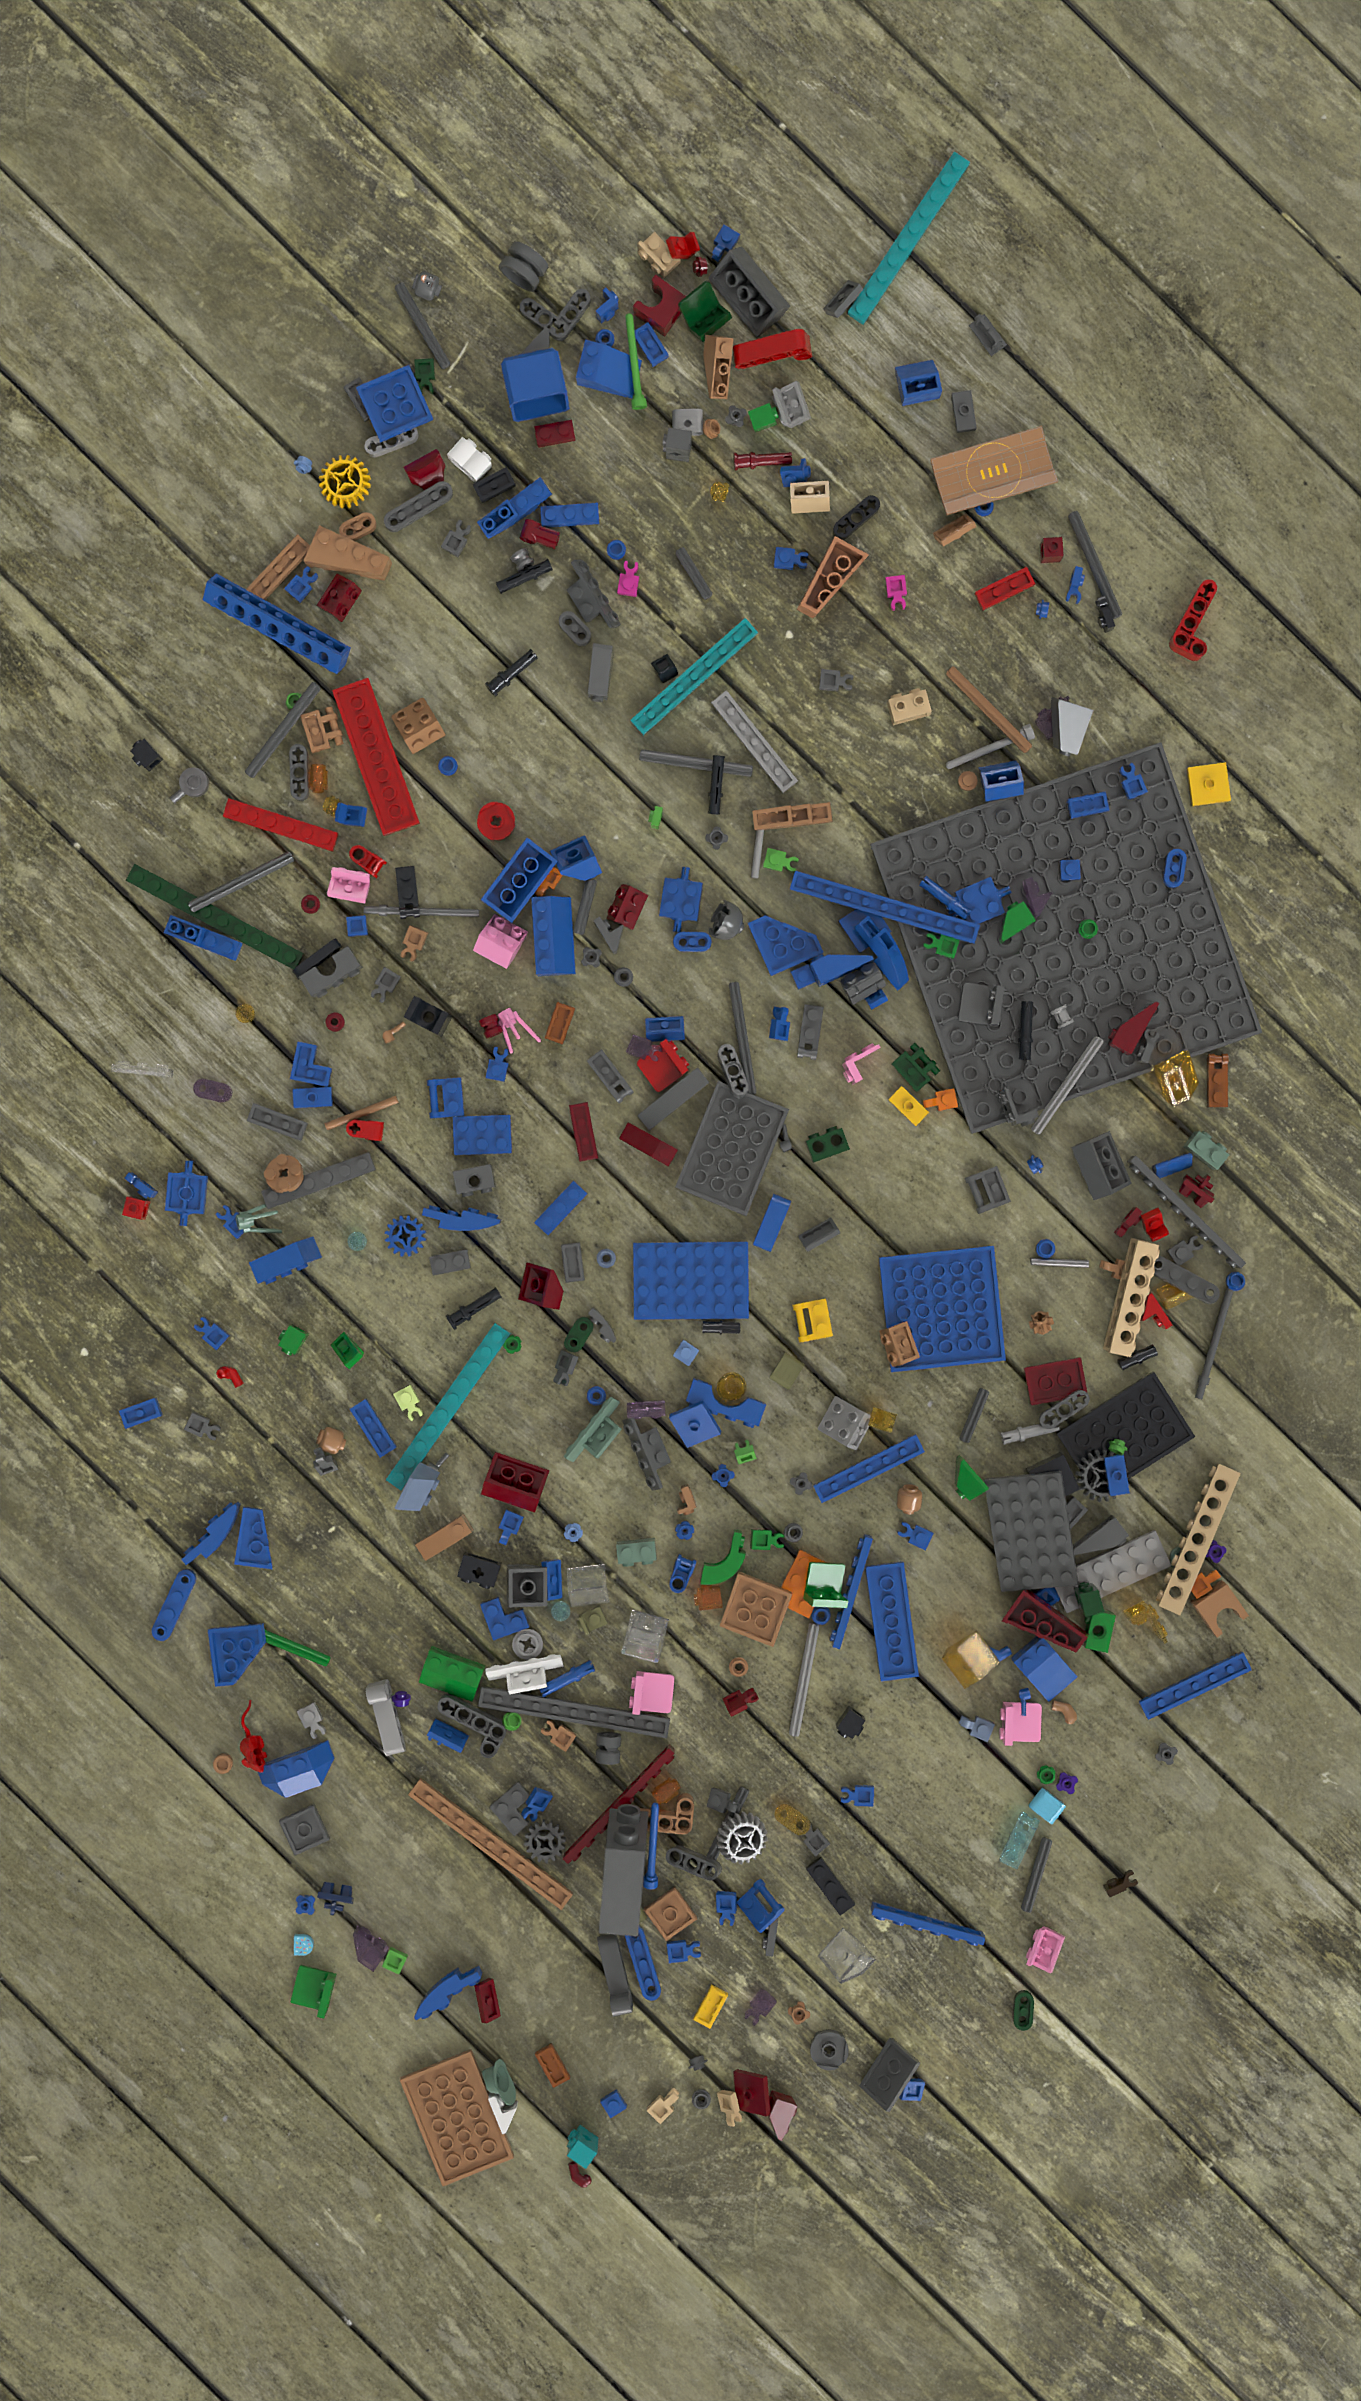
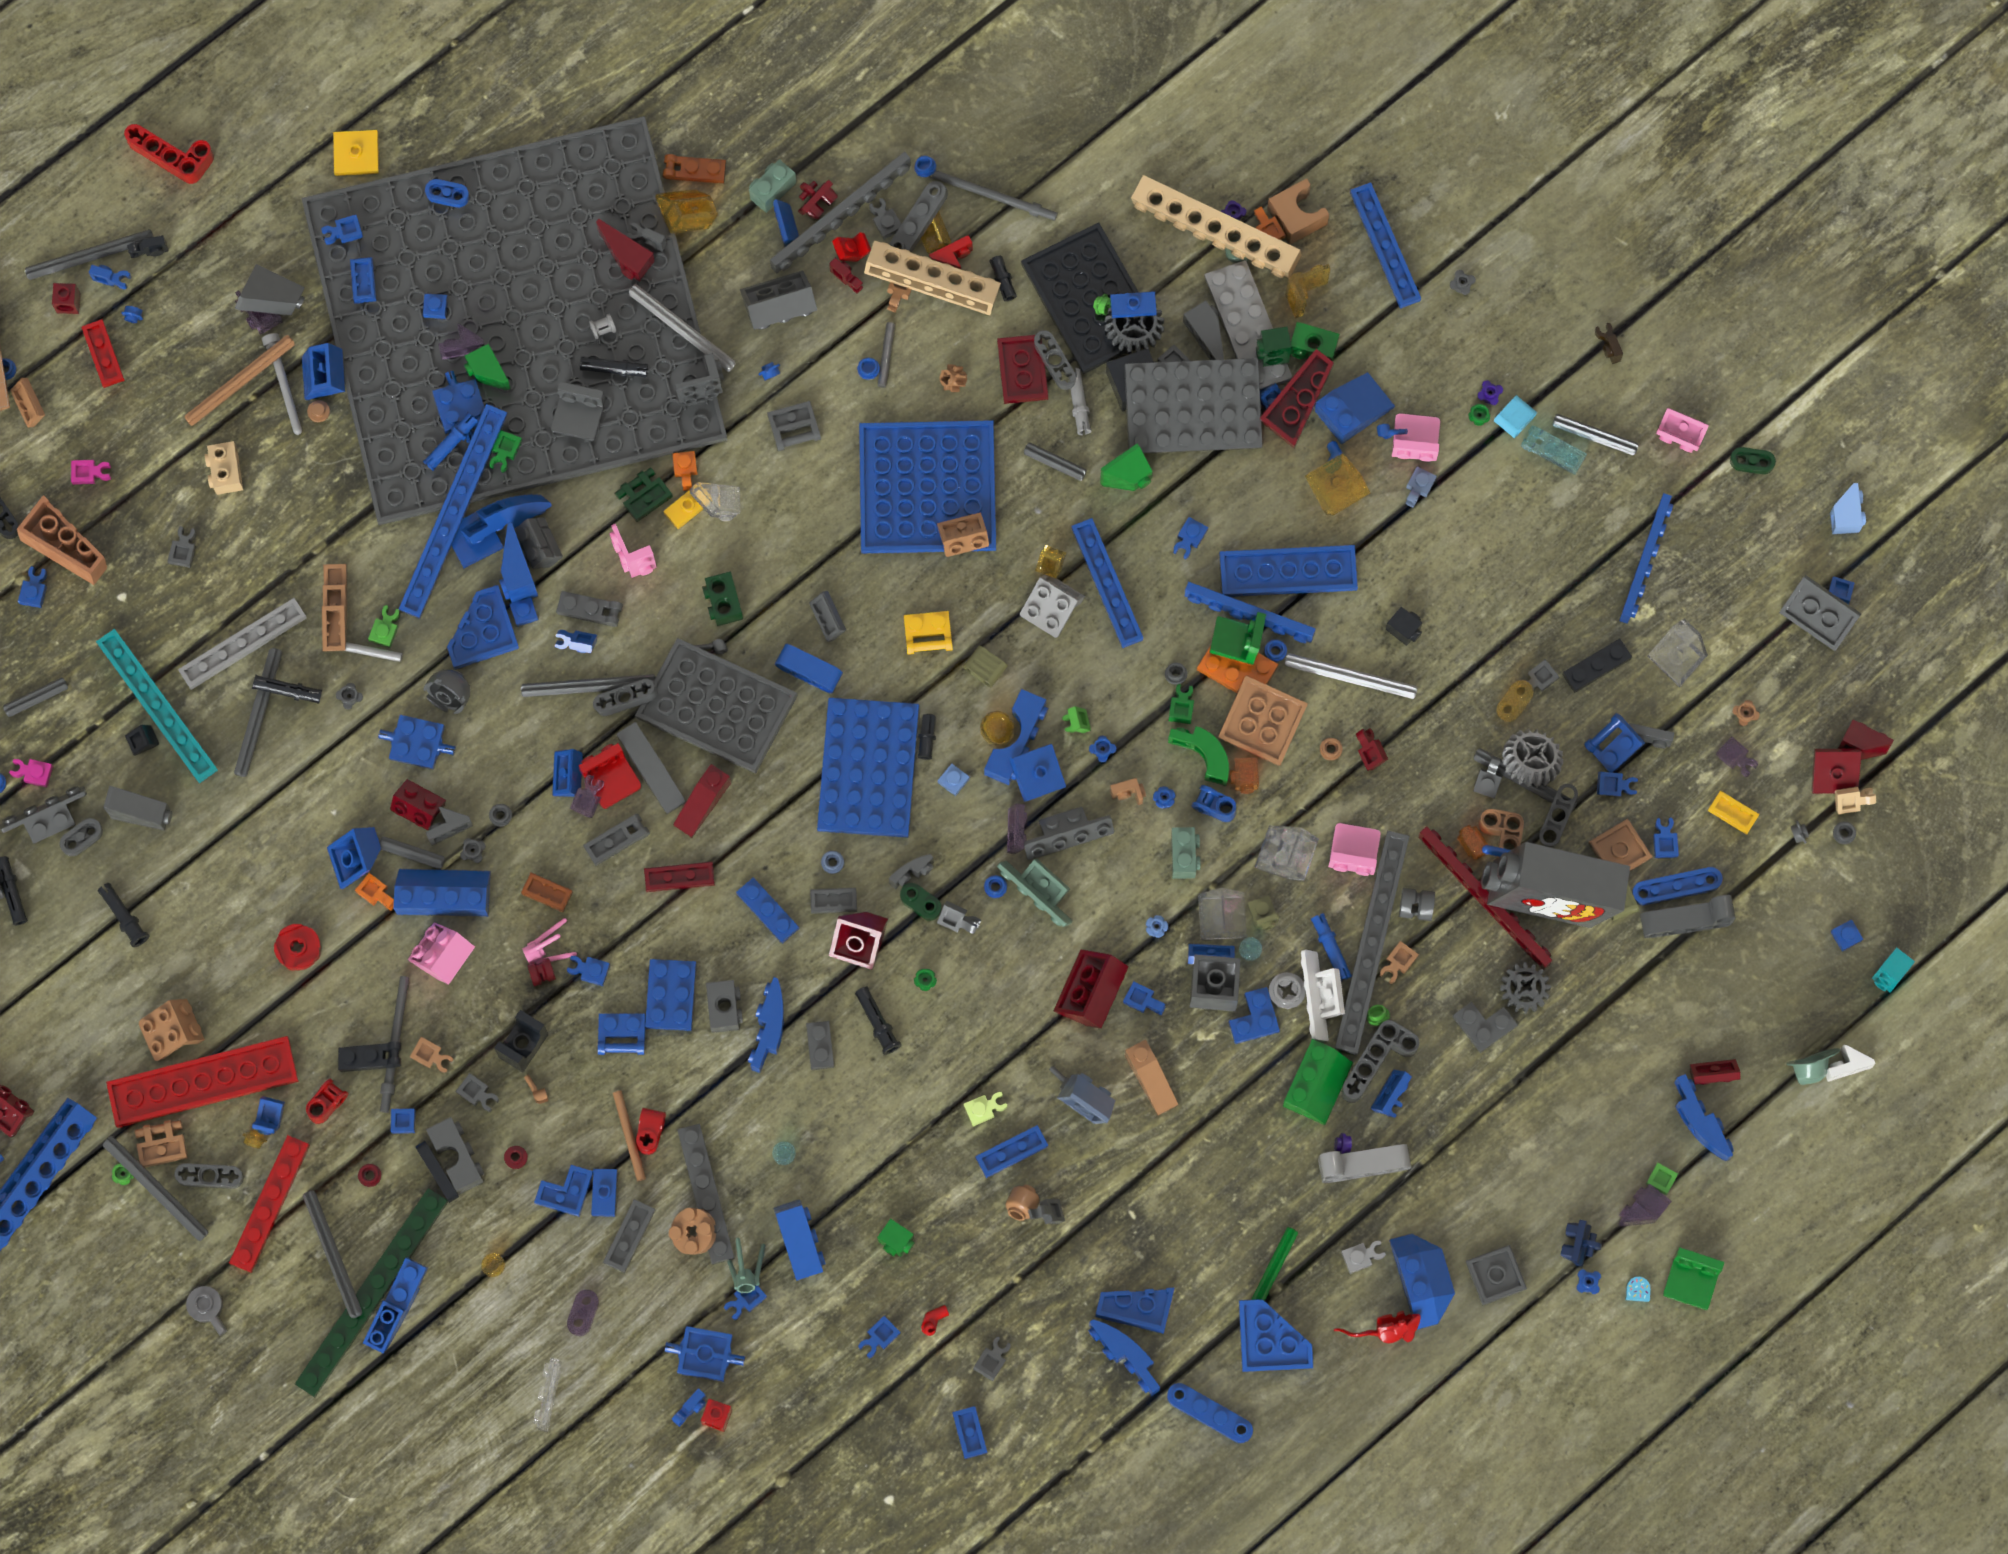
camera: 85 degrees left, 15 degrees down
(145, 755) = (163, 1358): black brick -> none
(223, 1763) = (1410, 1369): medium nougat tile -> none
(318, 778) = (219, 1152): clear orange brick -> none
(347, 1350) = (915, 1173): green slope -> none
(349, 885) = (352, 1125): bright pink bracket -> none
(407, 1245) = (774, 1093): blue gear -> none
(448, 766) = (224, 998): blue plate -> none
(448, 1406) = (994, 1062): teal plate -> none
(456, 2117) = (1856, 1120): medium nougat plate -> none
(489, 1567) = (1193, 1025): black brick -> none
(490, 1844) = (1525, 1053): medium nougat plate -> none
(519, 880) = (371, 923): blue slope -> none
(536, 1802) = (1477, 994): blue plate -> none
(552, 2065) = (1797, 1002): dark orange plate -> none
(578, 2178) = (1934, 984): dark red arm -> none
(655, 817) = (316, 761): bright green plate -> none
(662, 2107) = (1852, 878): tan plate -> none
(692, 941) = (468, 733): blue plate -> none
(800, 1478) = (1116, 666): dark grey plate -> none
(835, 2058) = (1800, 673): dark grey plate -> none
(862, 1795) = (1491, 621): blue plate -> none
(876, 999) = (559, 530): blue plate -> none
(909, 1499) = (1146, 539): medium nougat head -> none
(912, 1132) = (717, 499): none -> clear slope
(984, 2093) = (1847, 514): none -> light blue slope
(1066, 1709) = (1406, 385): medium nougat arm -> none
(1088, 928) = (505, 291): green plate -> none

